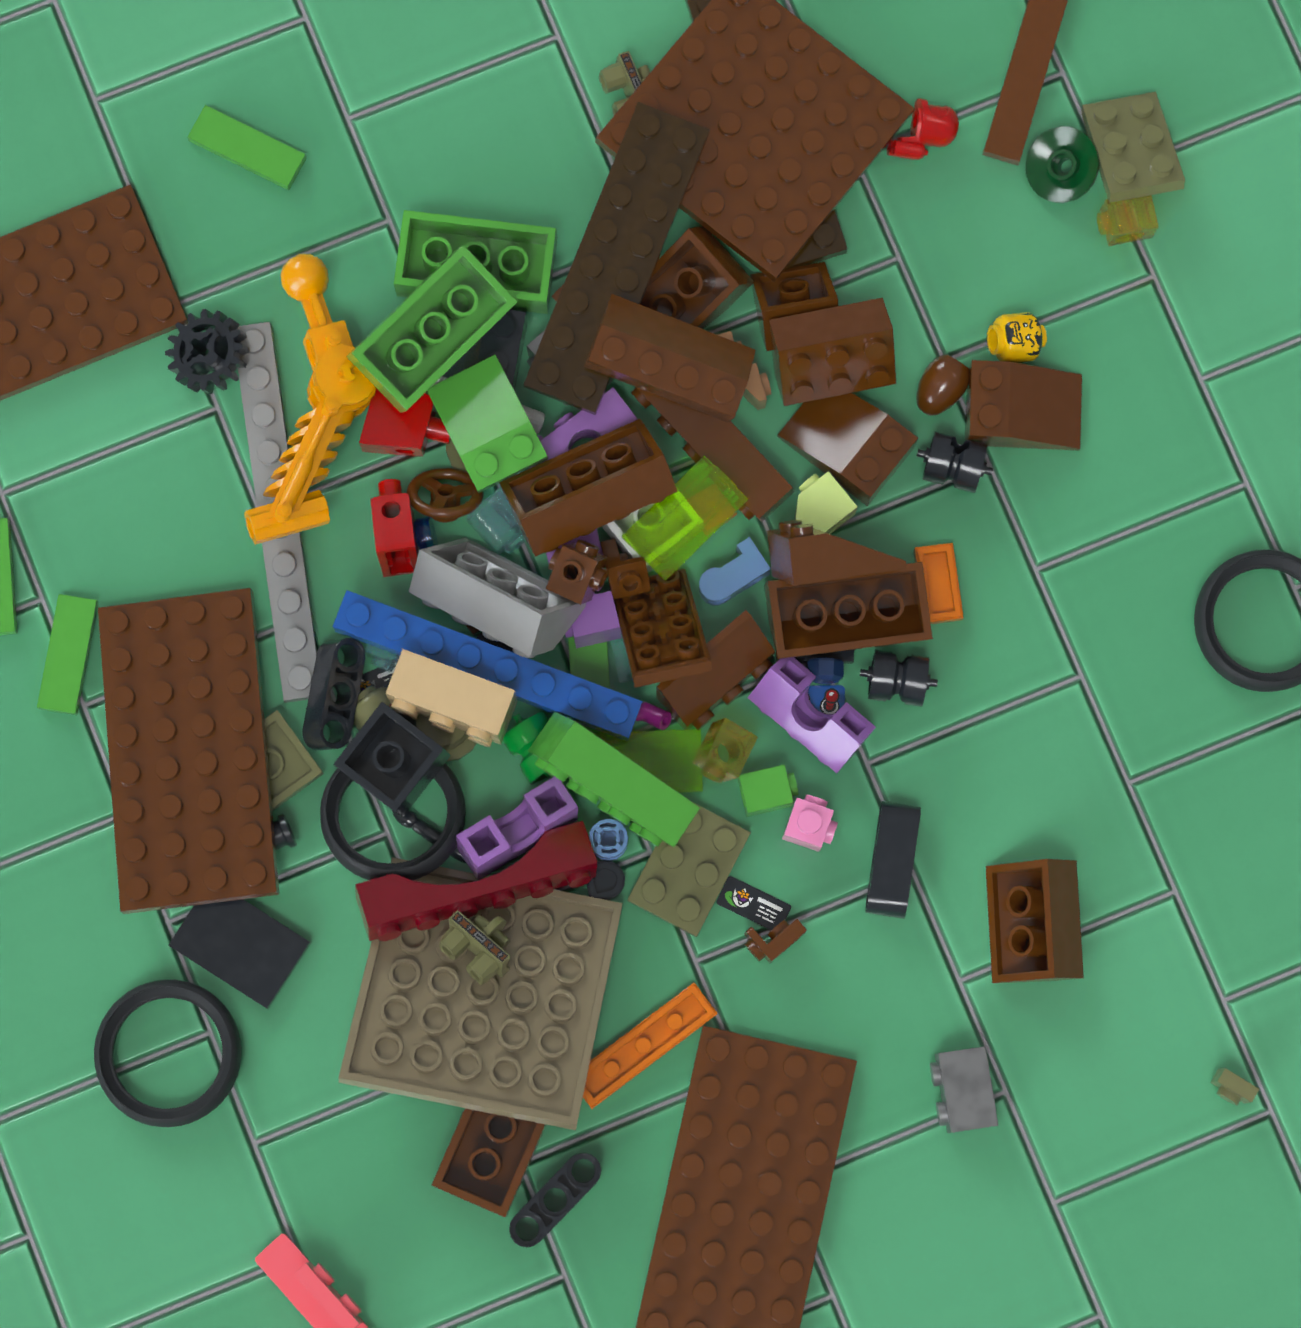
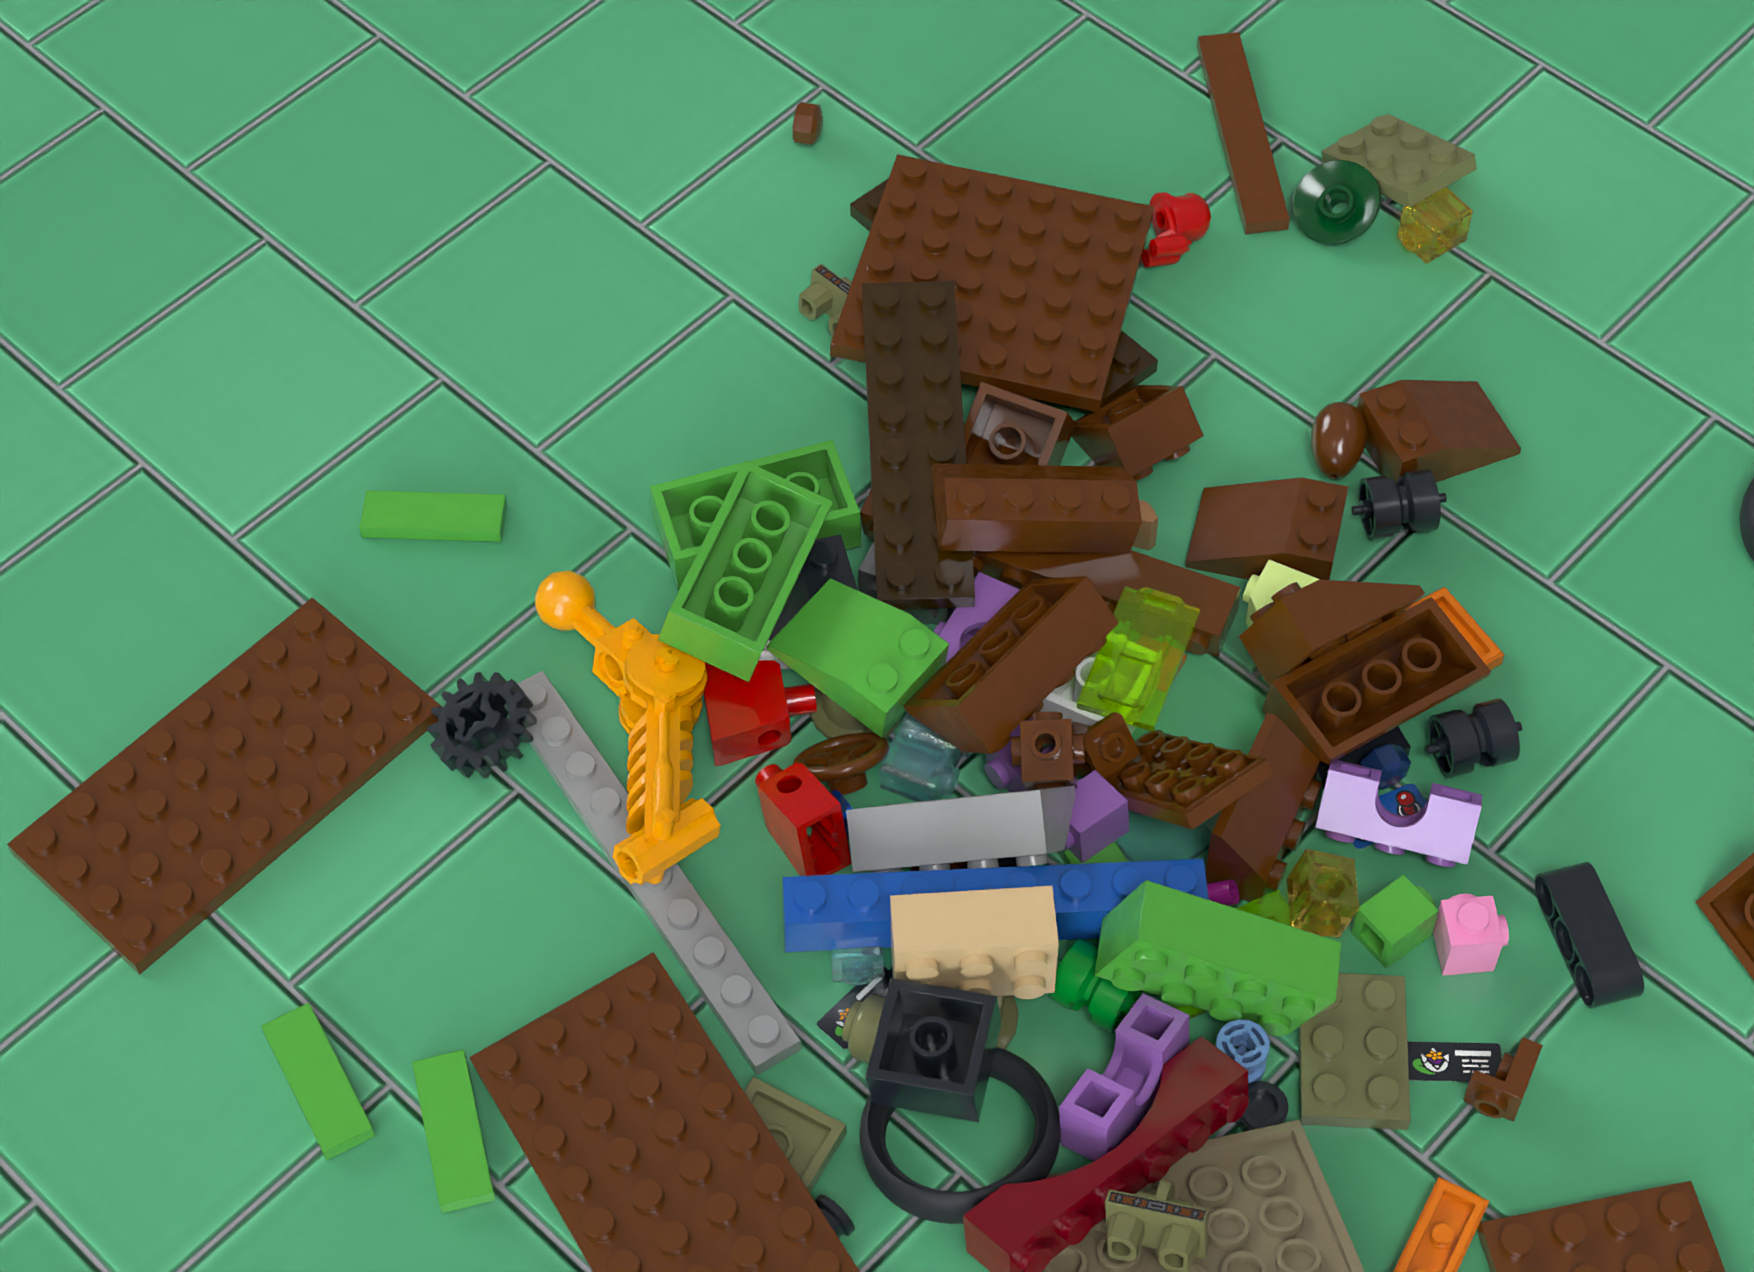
camera: 20 degrees left, 25 degrees down
(346, 680) = (817, 1027): black beam -> none
(424, 829) = (982, 1142): black piece -> none
(724, 583) = (1230, 705): medium blue leg -> none
(833, 351) = (1205, 443): reddish brown brick -> none
(1016, 337) = (1387, 362): yellow head -> none

